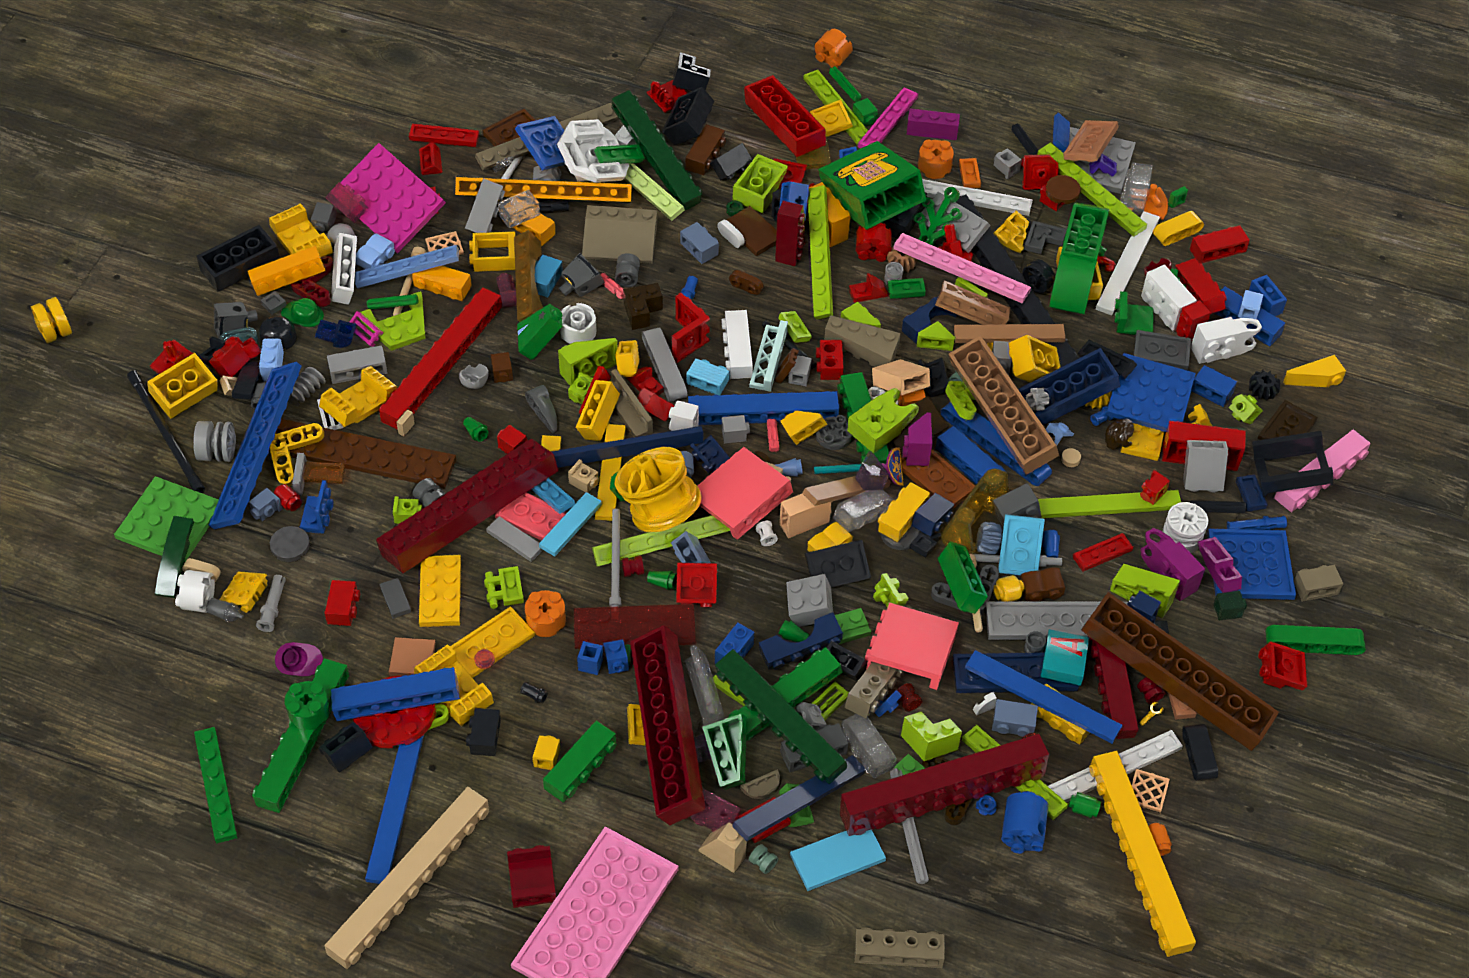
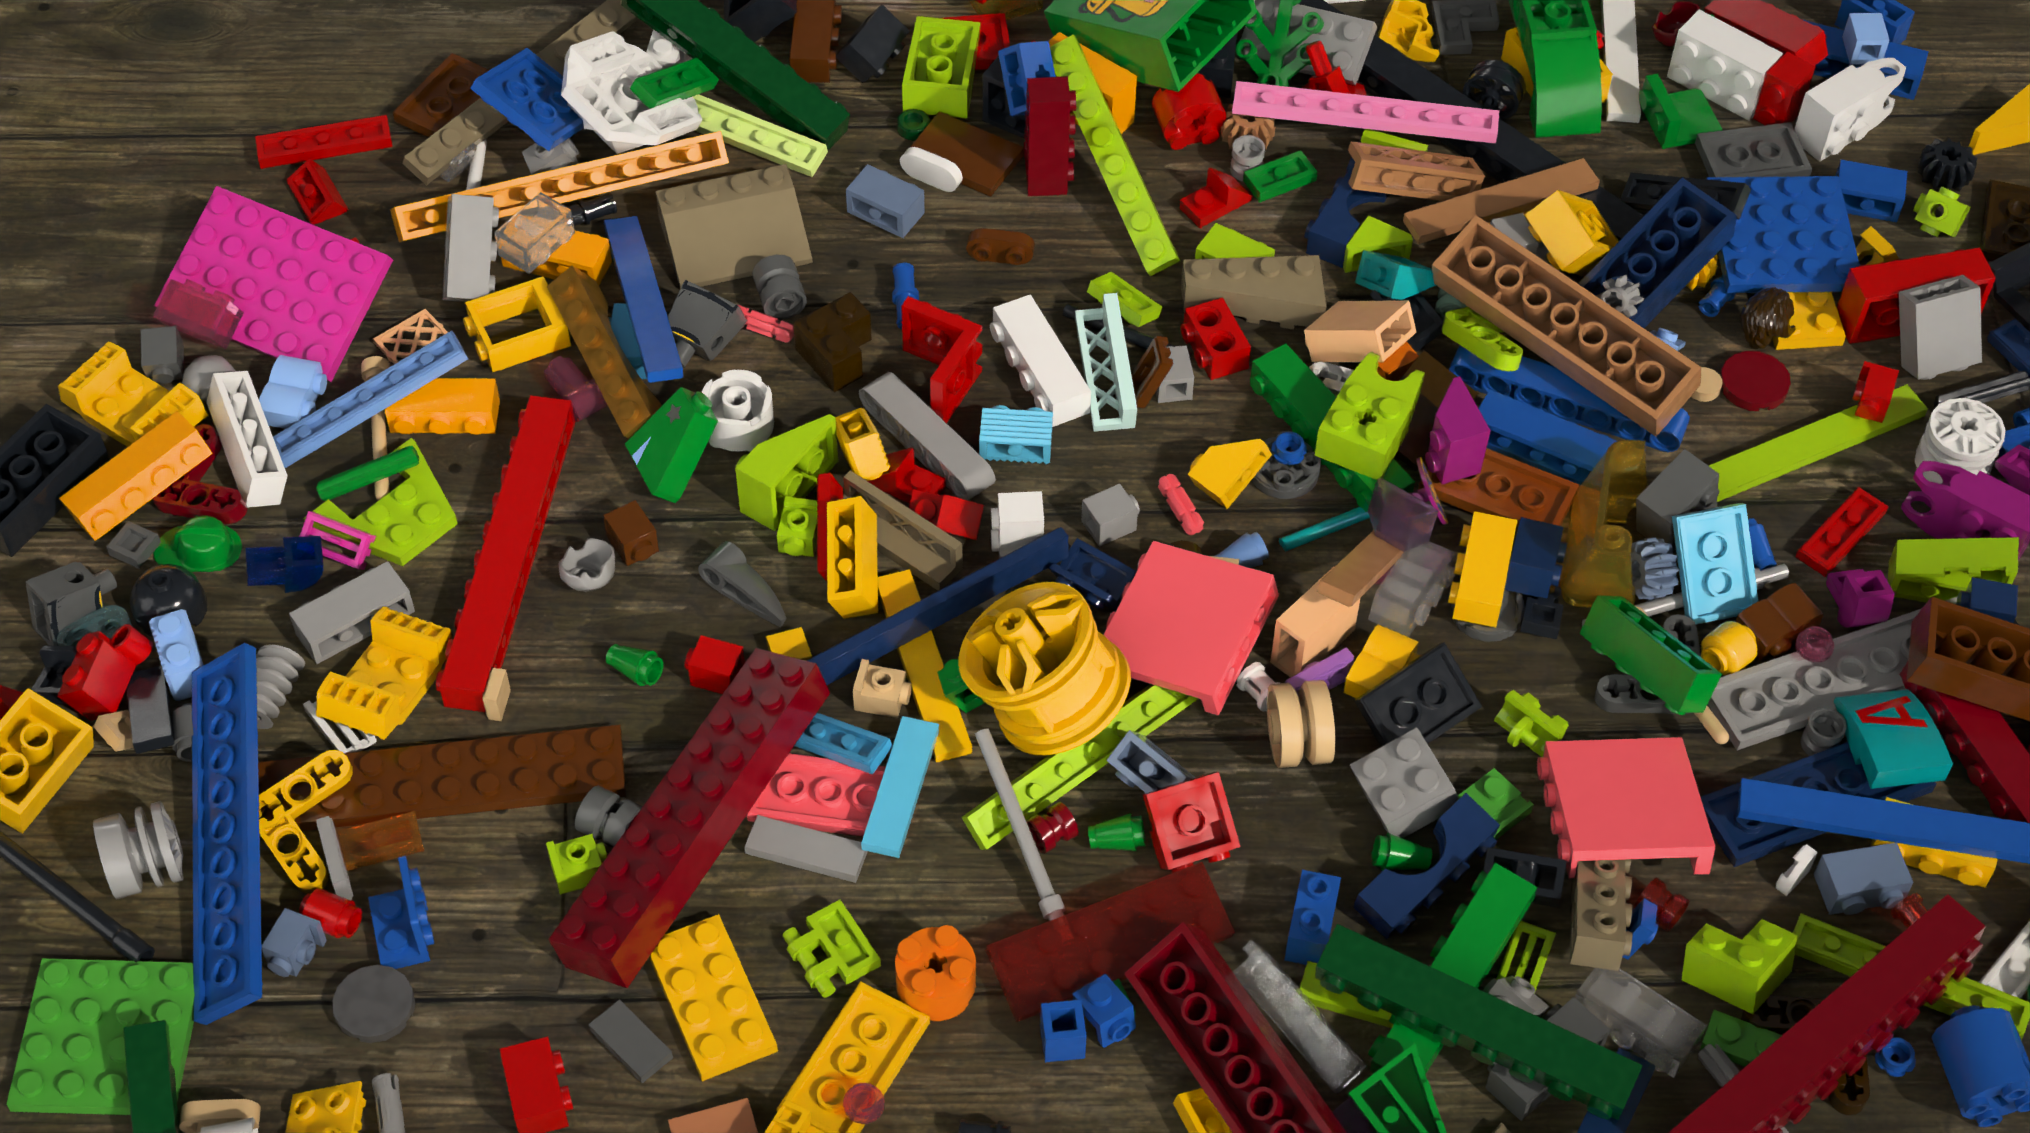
camera: 20 degrees left, 0 degrees up
(556, 256) = (643, 300): none -> blue tile
(761, 407) = (1146, 456): blue brick -> none
(772, 555) = (1300, 723): none -> tan wheel
(794, 538) = (1331, 670): none -> medium lavender plate
(836, 420) = (1289, 442): none -> blue plate
(935, 354) = (1393, 275): none -> teal tile
(1052, 600) = (1815, 644): none -> clear pink plate
(1089, 585) = (1861, 597): none -> magenta brick
(1099, 464) = (1755, 380): none -> dark red tile

